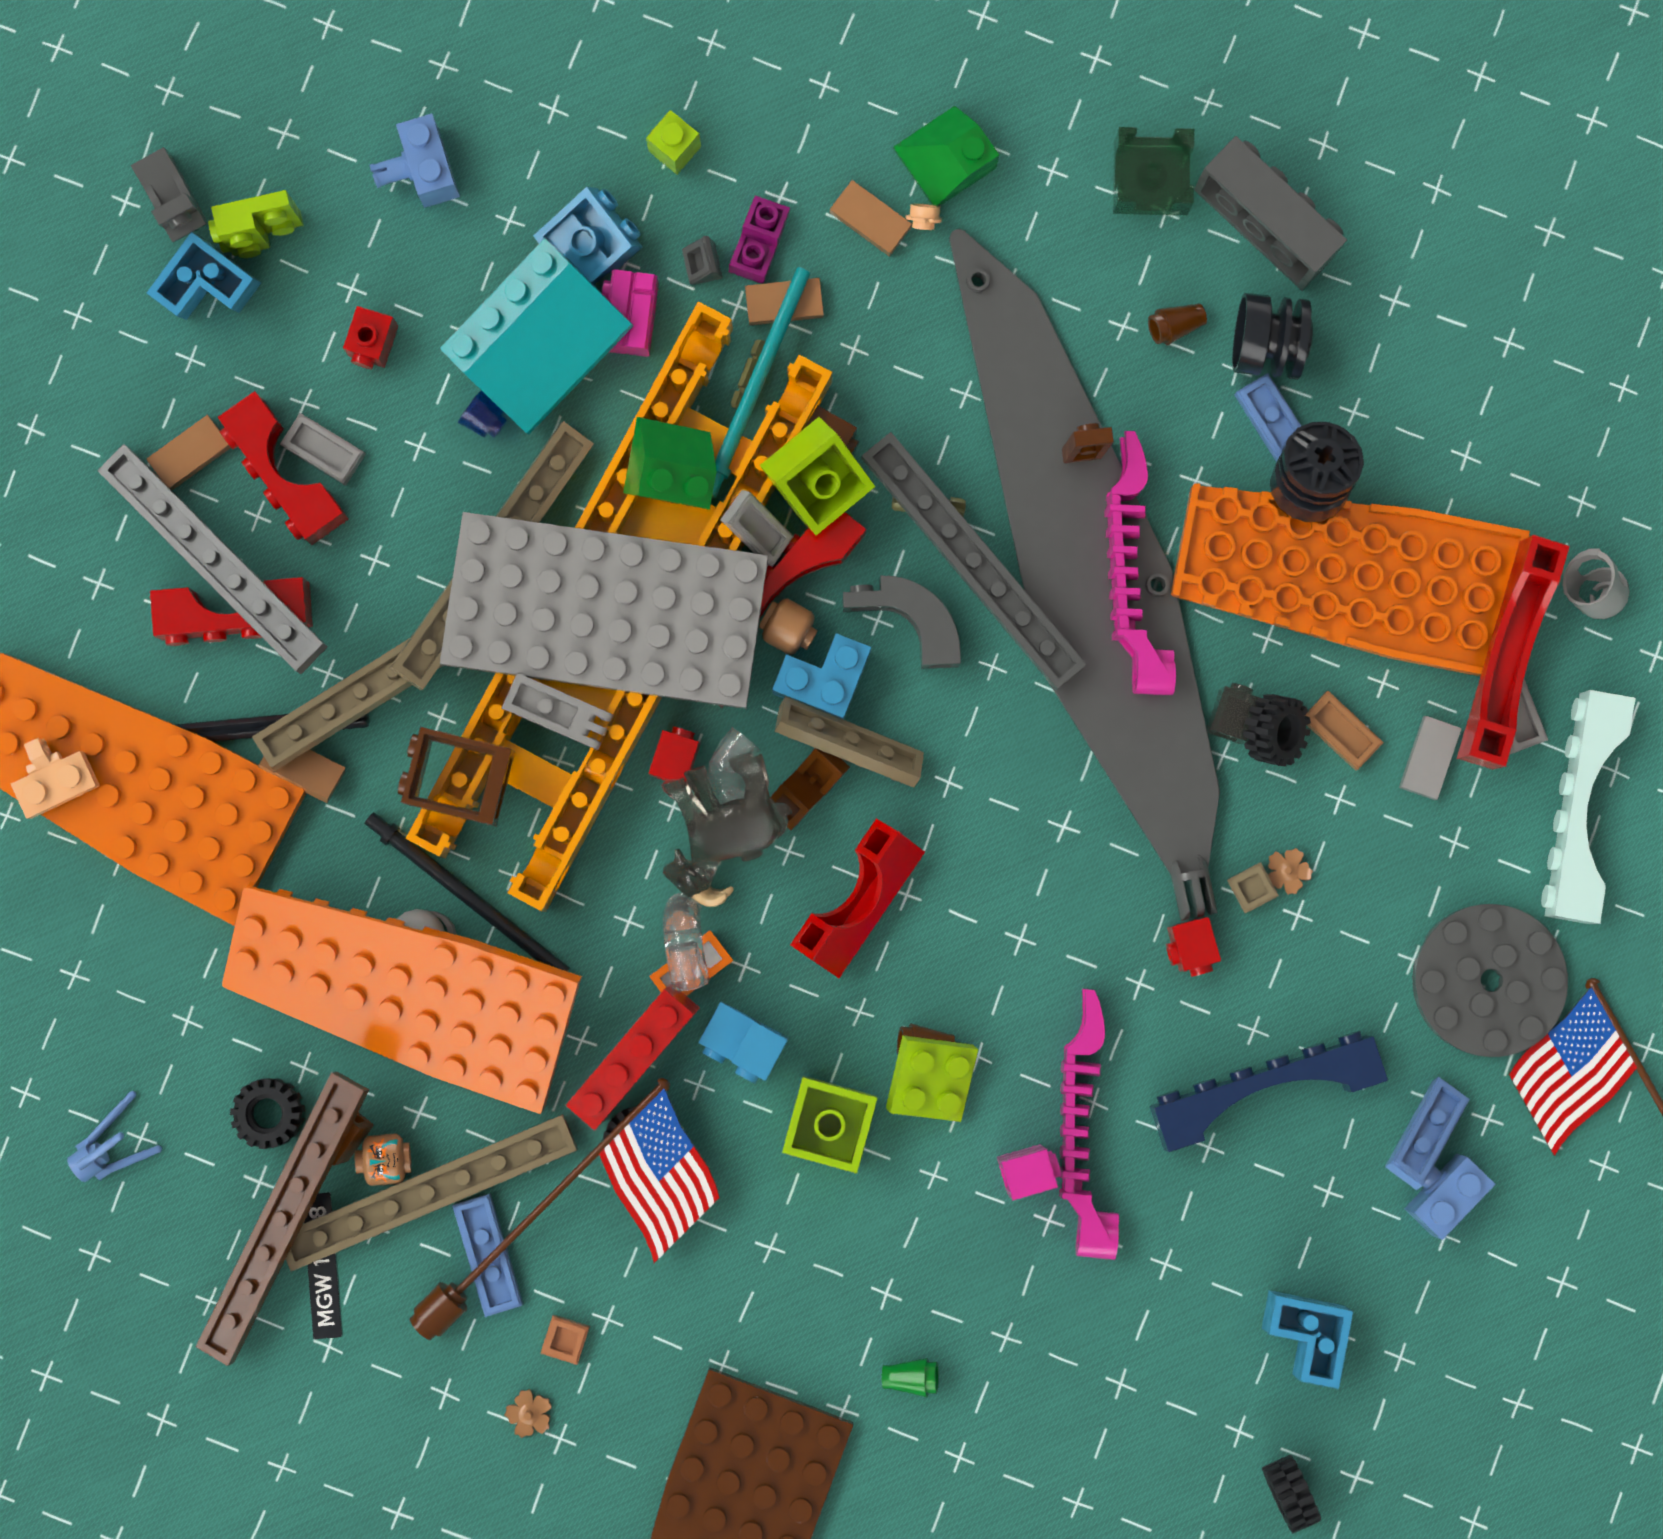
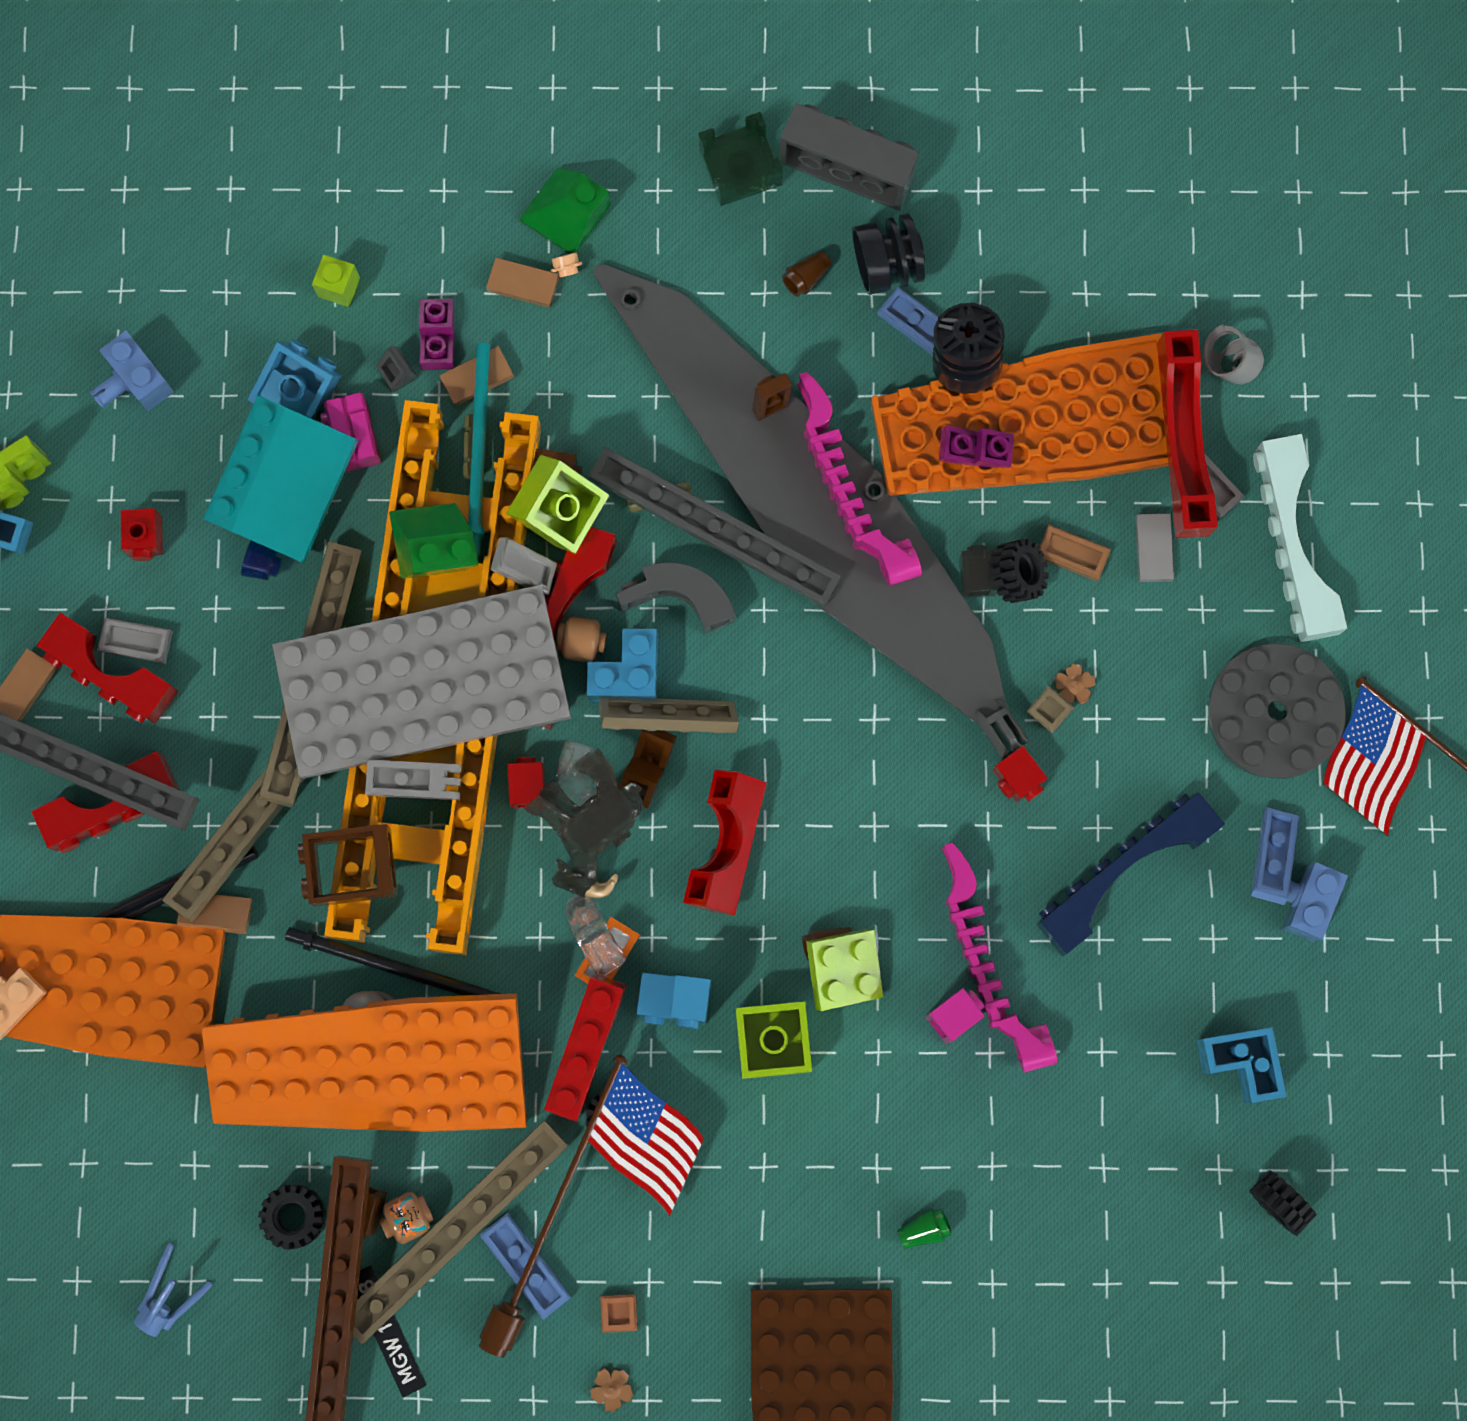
camera: 15 degrees left, 5 degrees down
(1283, 581) = (976, 448): none -> magenta slope

